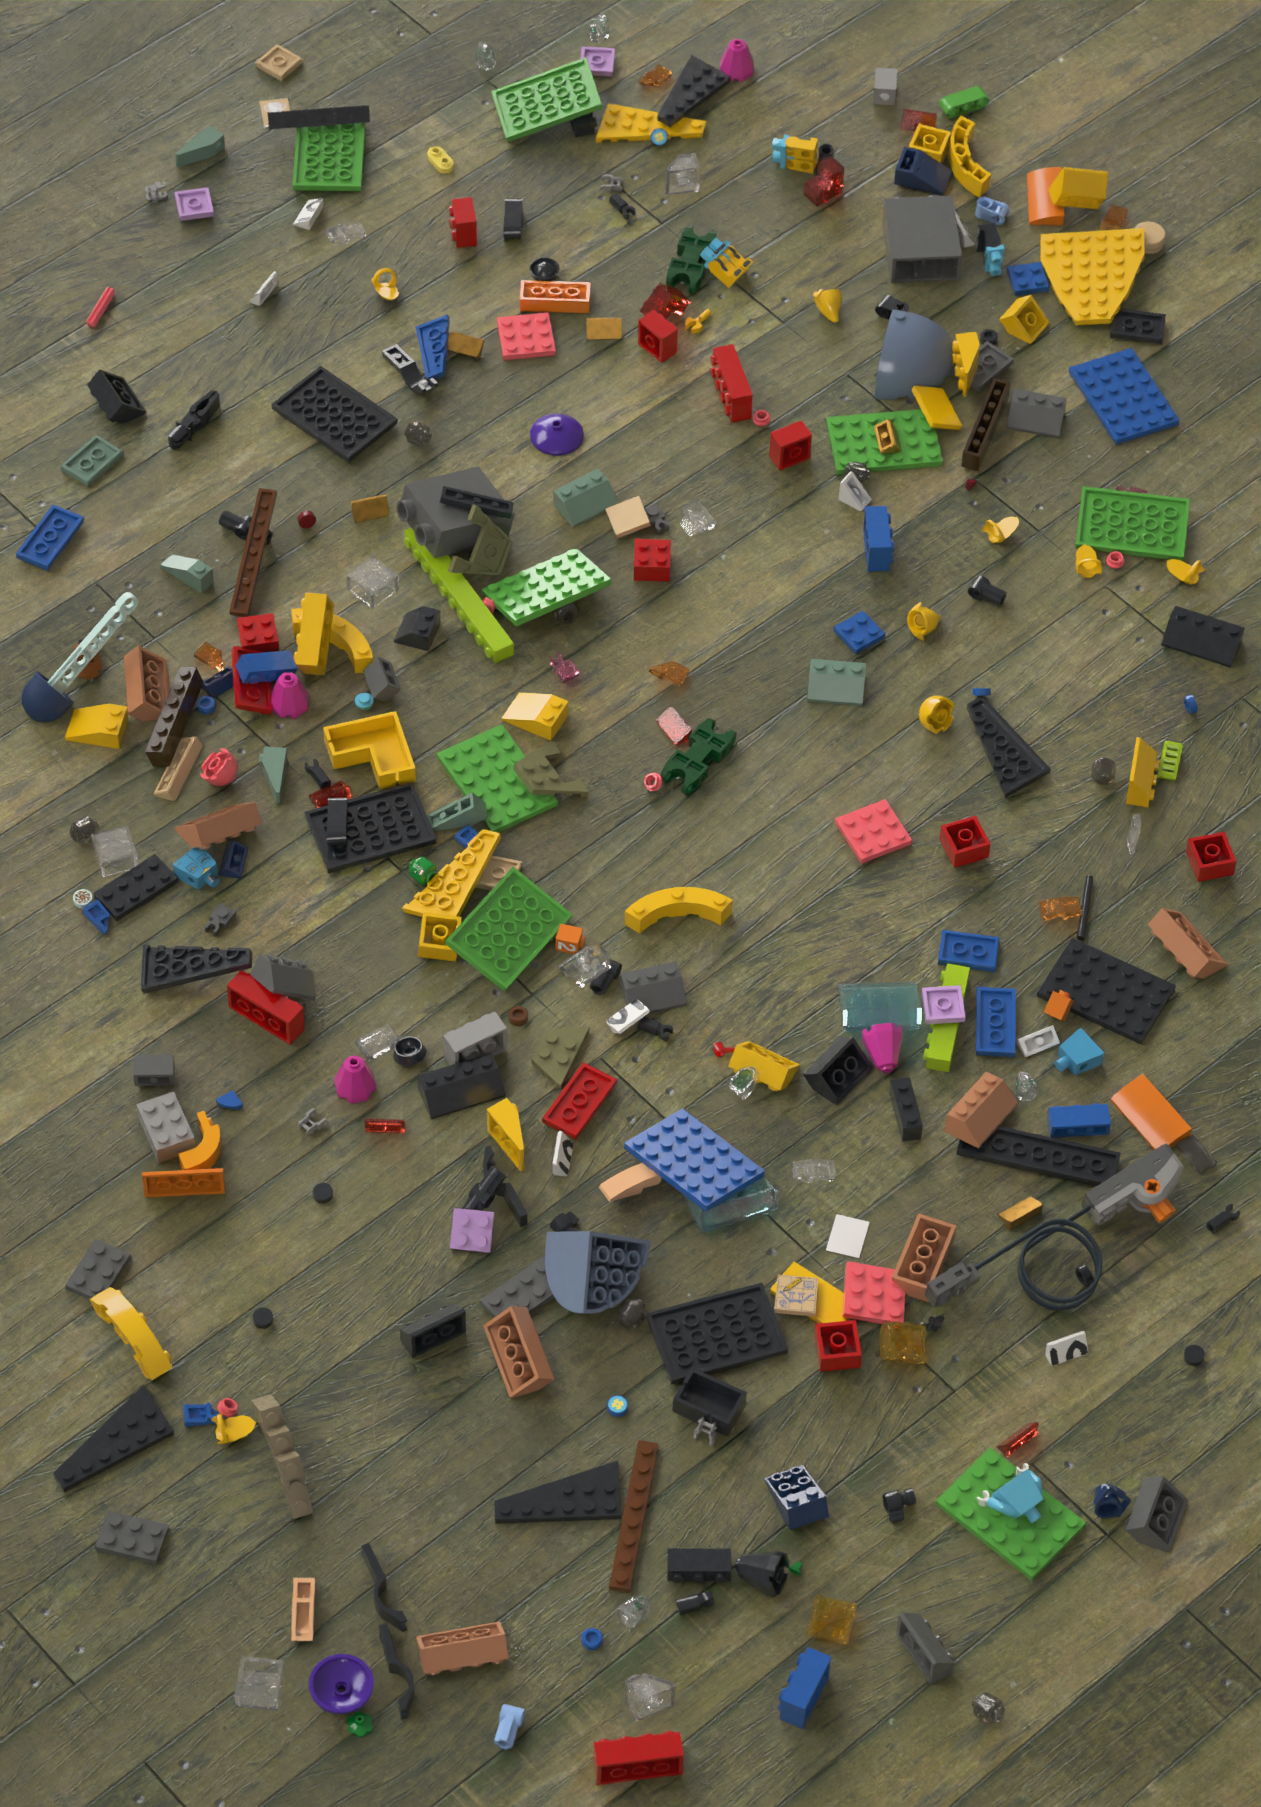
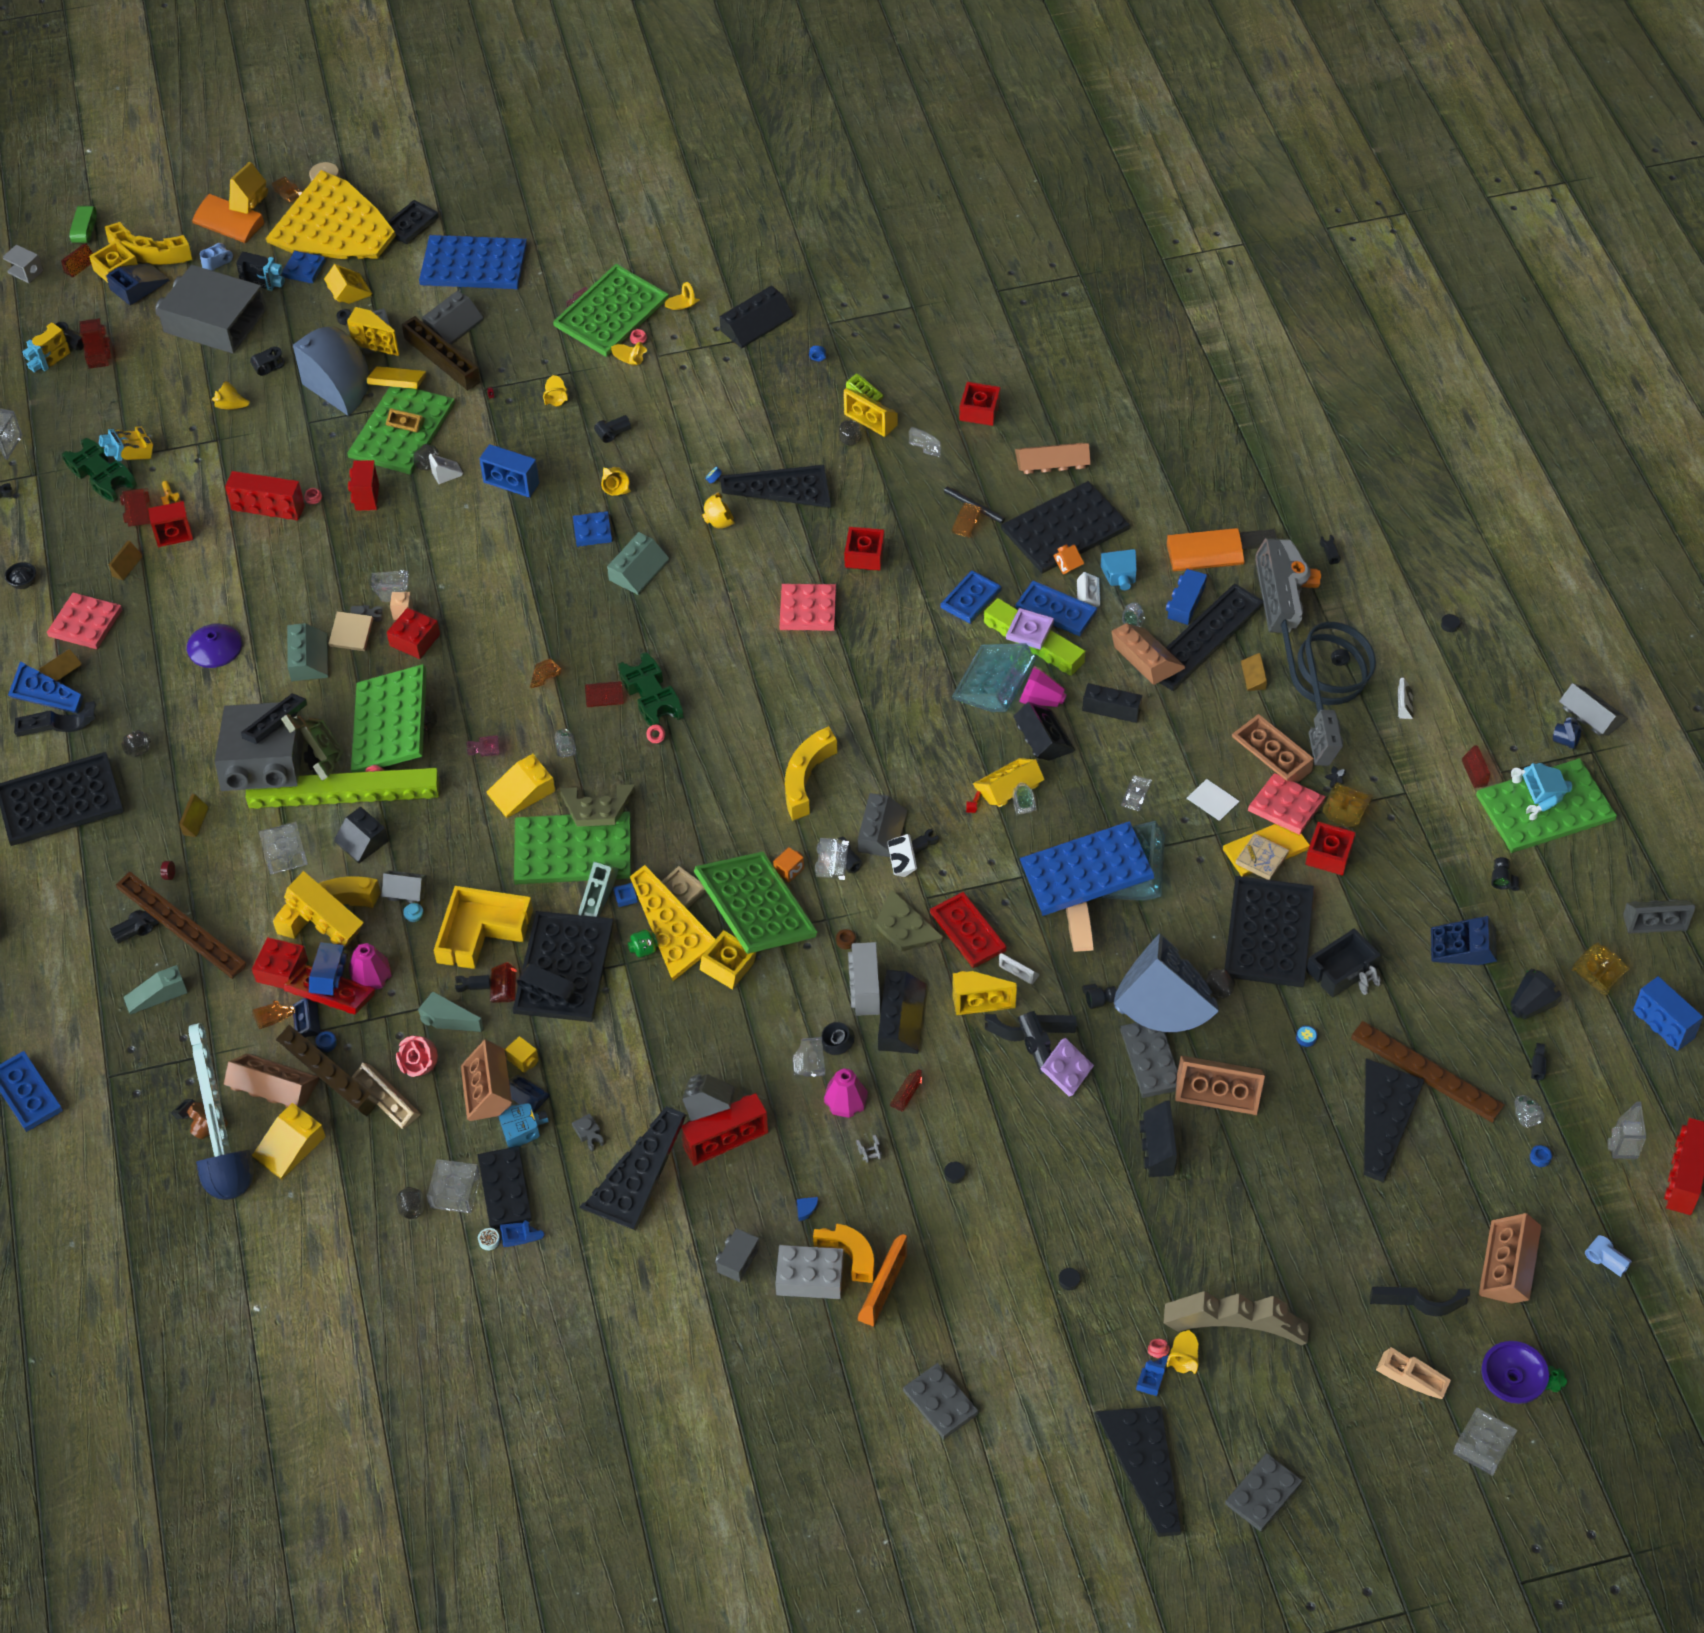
camera: 60 degrees left, 0 degrees up
(133, 1330) = (1032, 1392): yellow brick -> none
(265, 839) = (522, 1054): none -> yellow brick
(397, 1668) = (1503, 1322): black piece -> none
(555, 296) = (57, 580): orange slope -> none
(603, 722) = (565, 743): none -> clear rock
(678, 535) = (399, 603): none -> light nougat brick
(698, 1565) = (1504, 1042): black brick -> none

